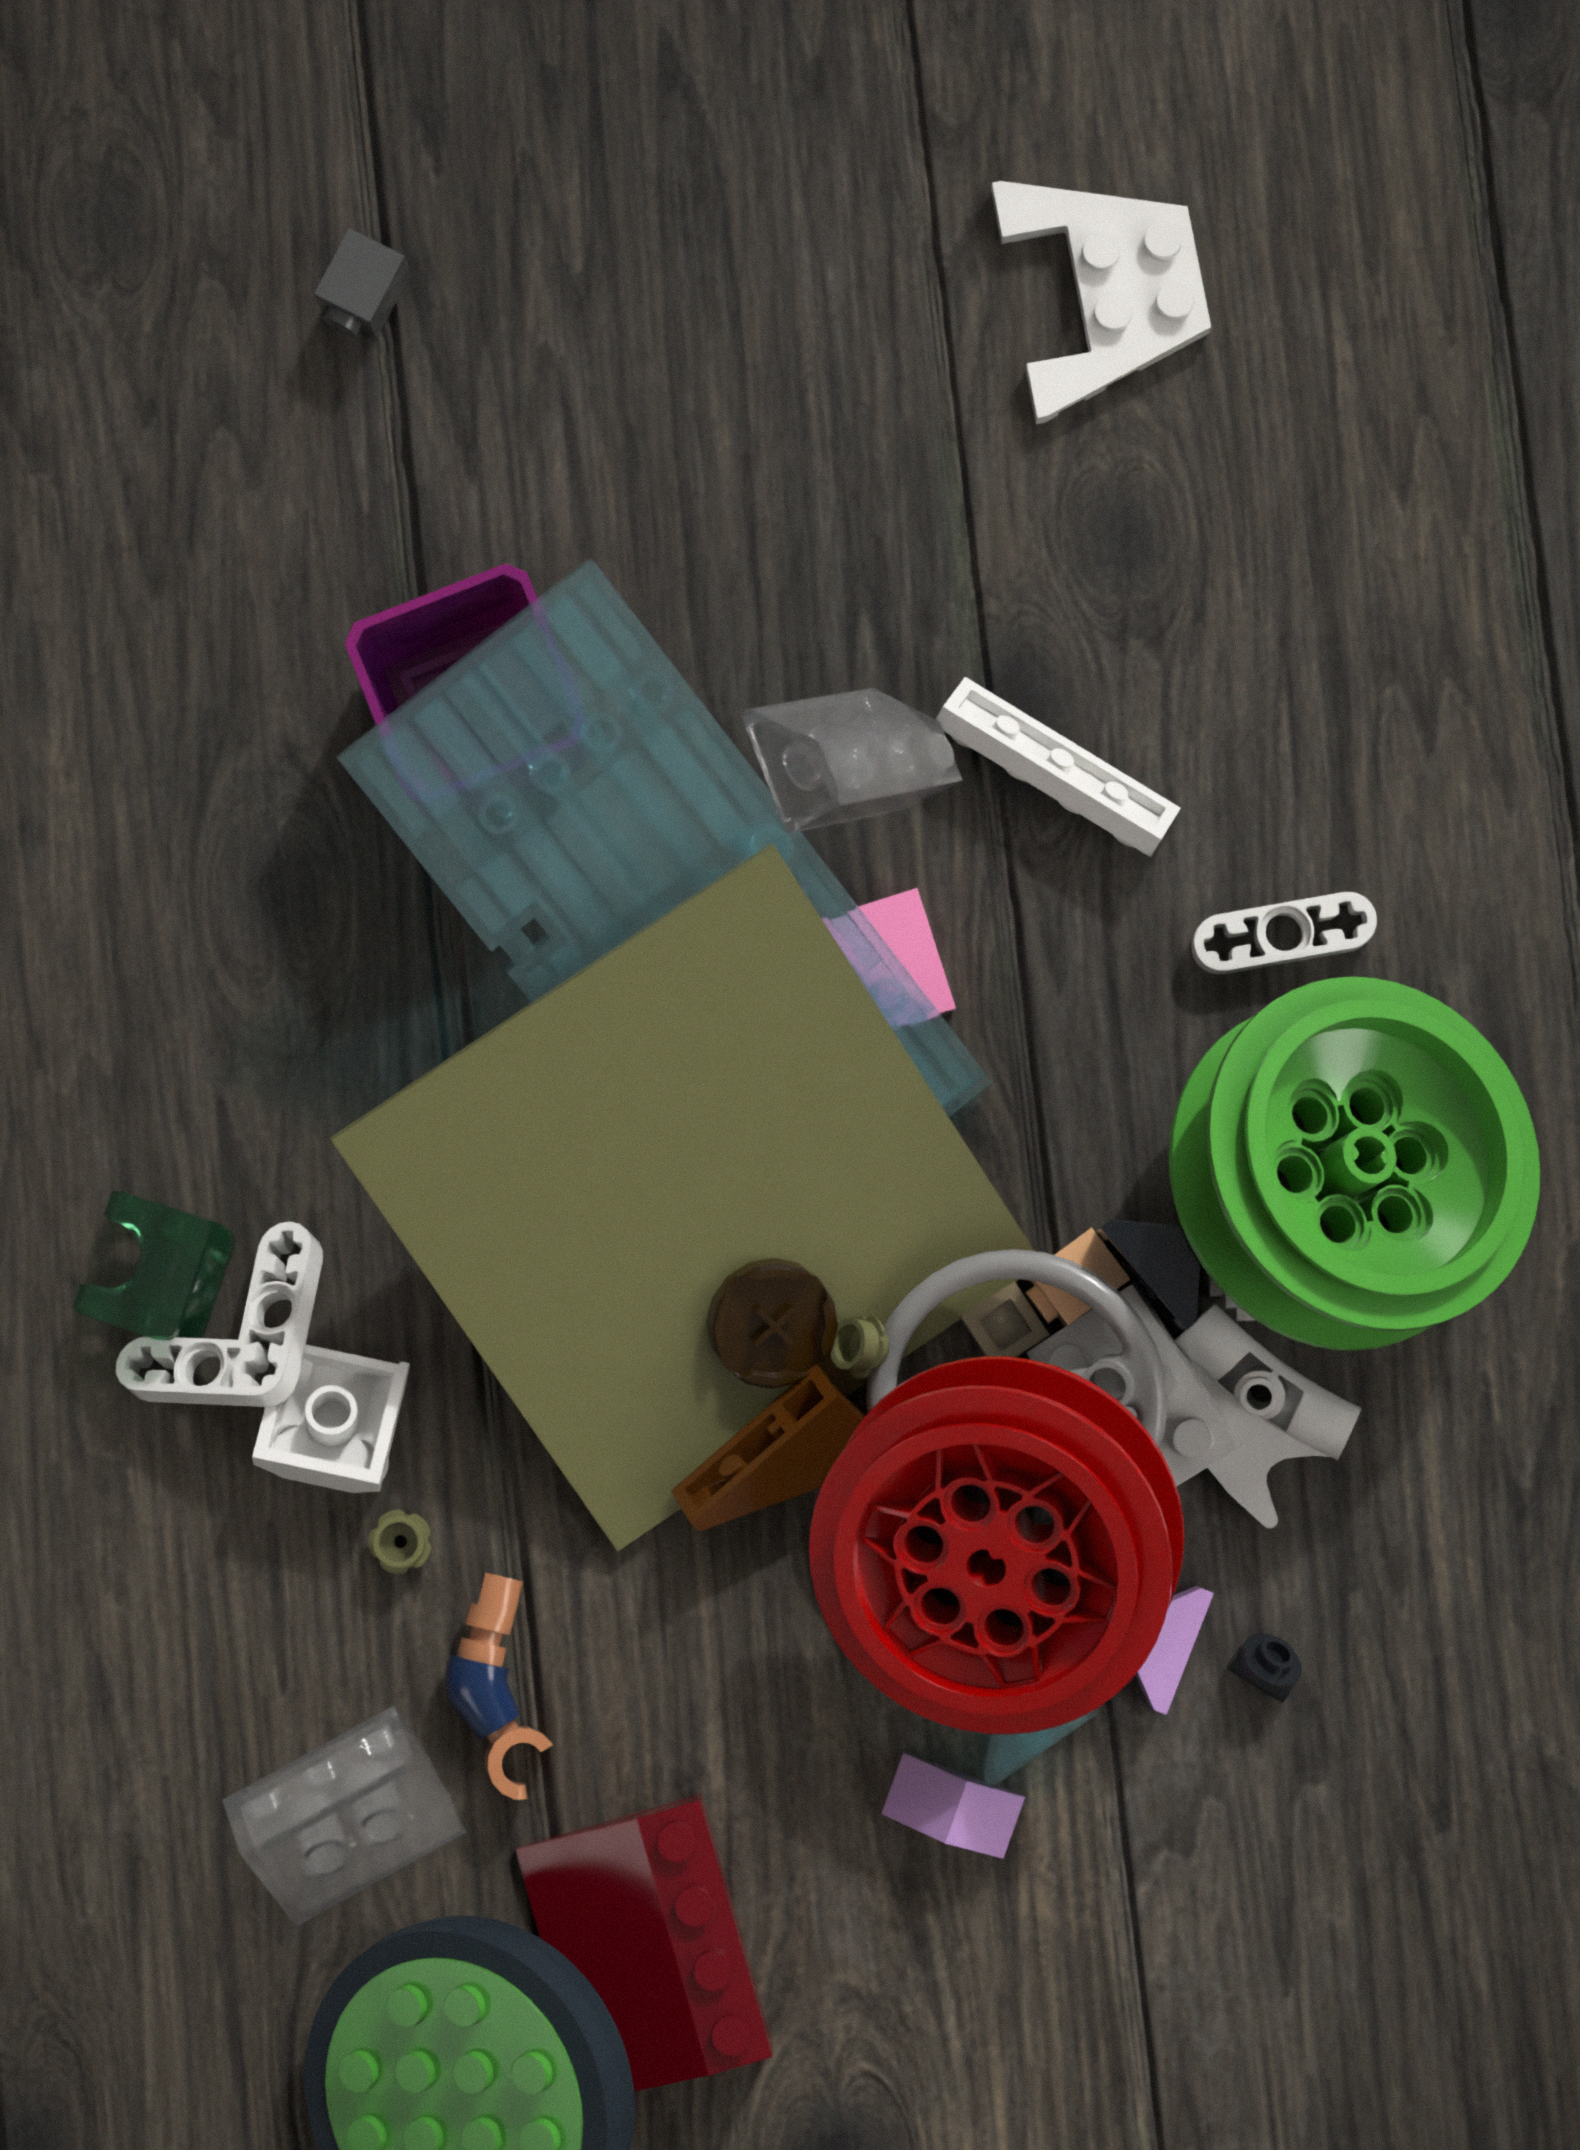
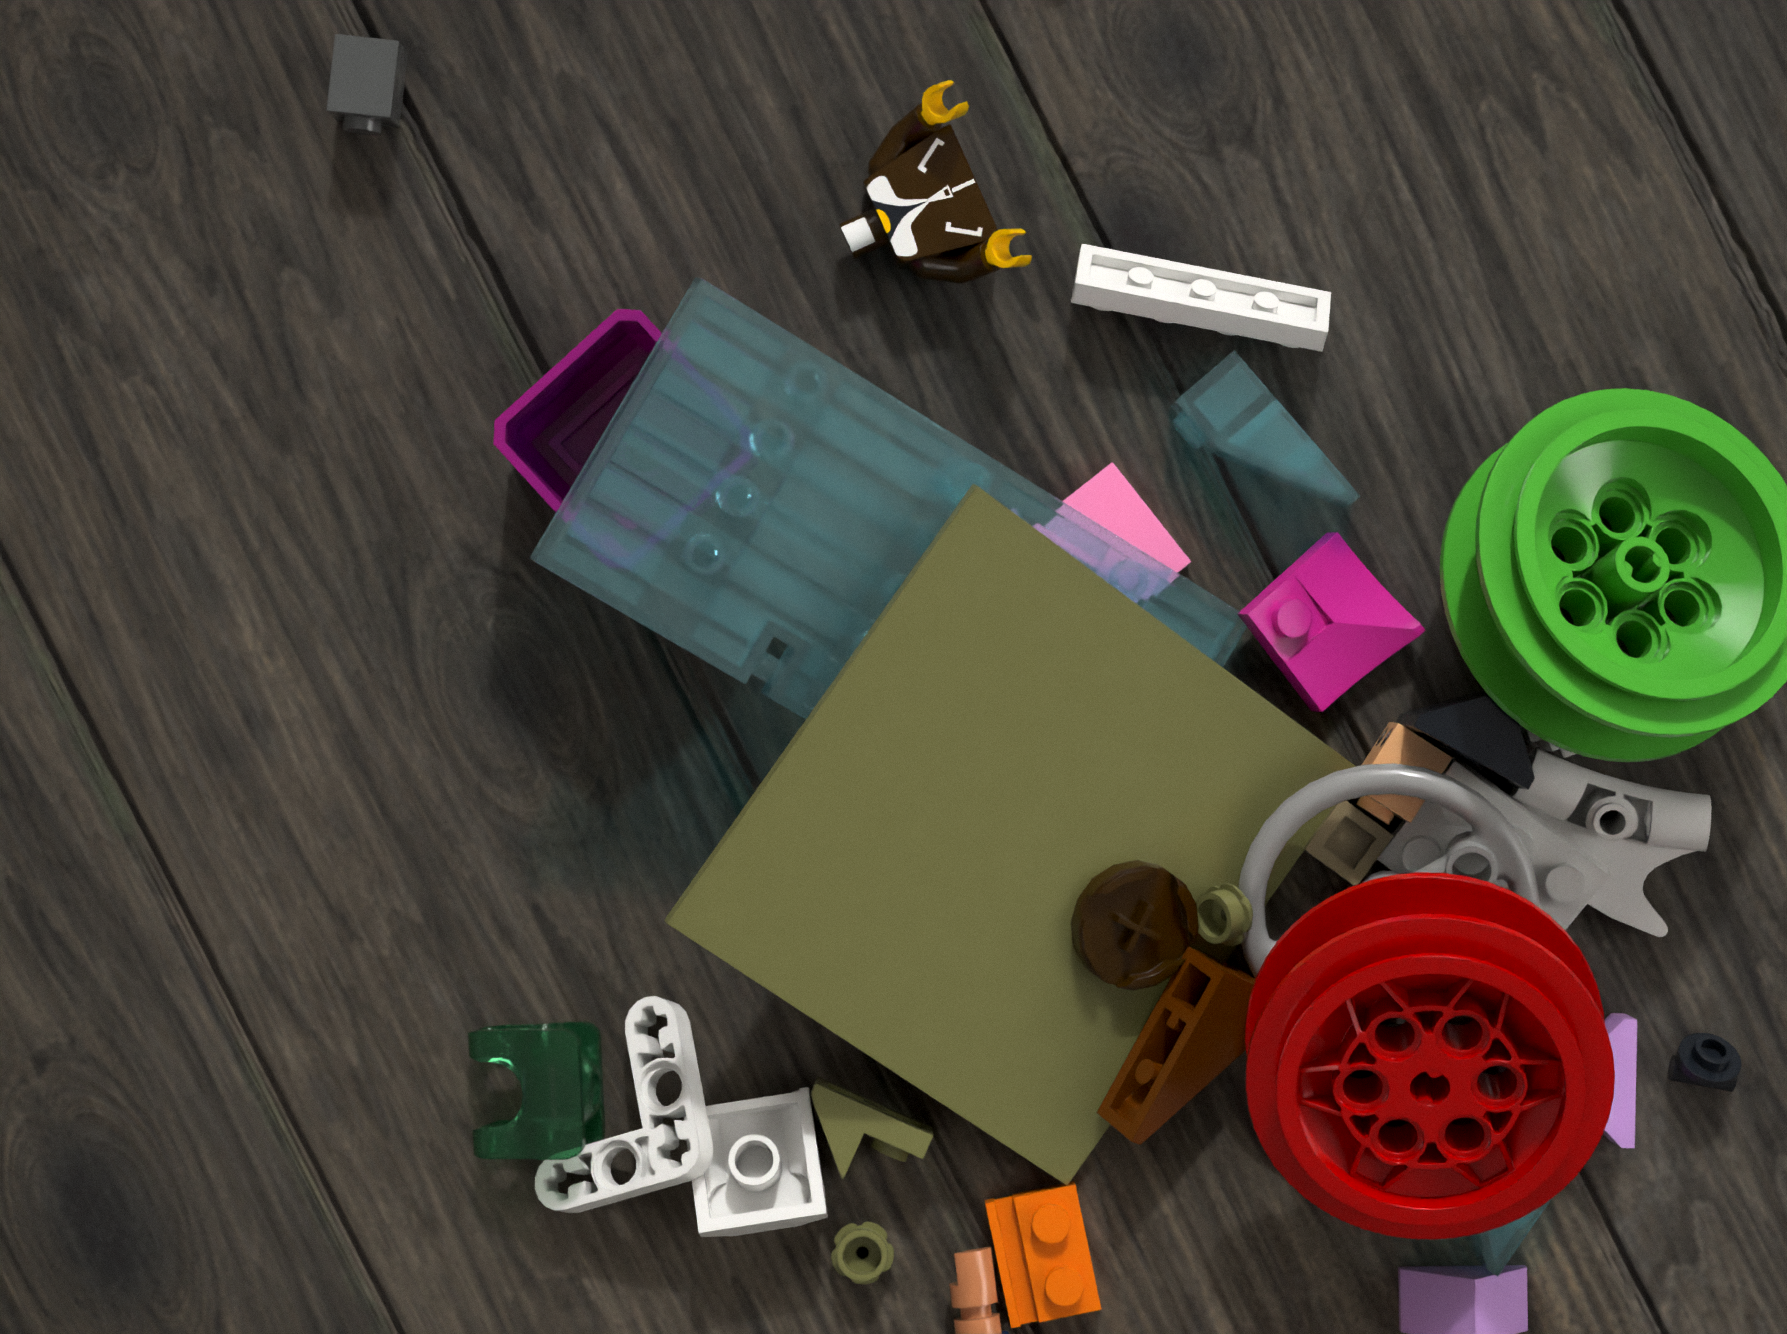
camera: 20 degrees left, 5 degrees up
(436, 1406) = (849, 1115): none -> olive slope
(569, 1609) = (1043, 1254): none -> orange plate
(837, 583) = (929, 201): none -> dark brown torso
(848, 757) = (1005, 364): clear slope -> none
(1056, 903) = (1249, 426): none -> clear light blue slope
(1063, 1113) = (1328, 622): none -> dark pink plate
(1327, 909) = (1520, 366): white beam -> none

